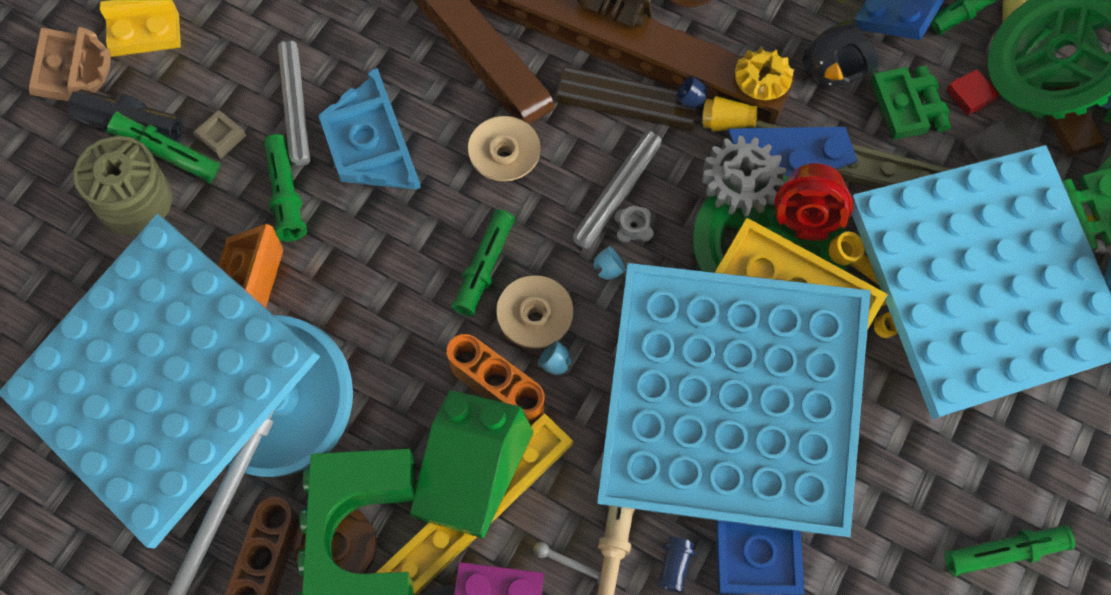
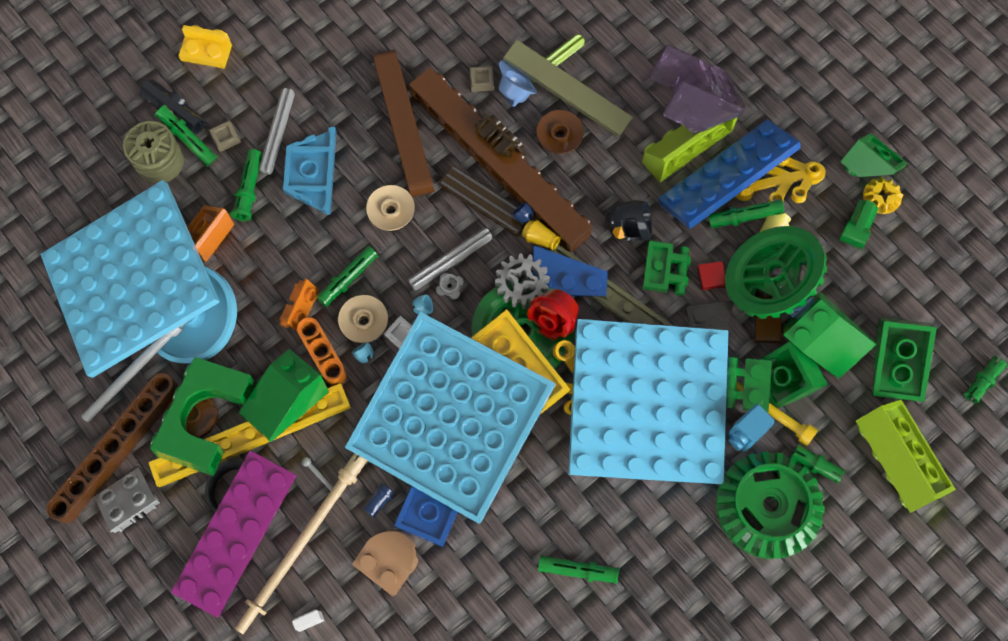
camera: 25 degrees right, 5 degrees up
(68, 63) = (152, 59): medium nougat slope -> none
(432, 310) = (303, 296): none -> orange hinge
(596, 314) = (398, 331): none -> white tile
(771, 86) = (570, 227): yellow gear -> none

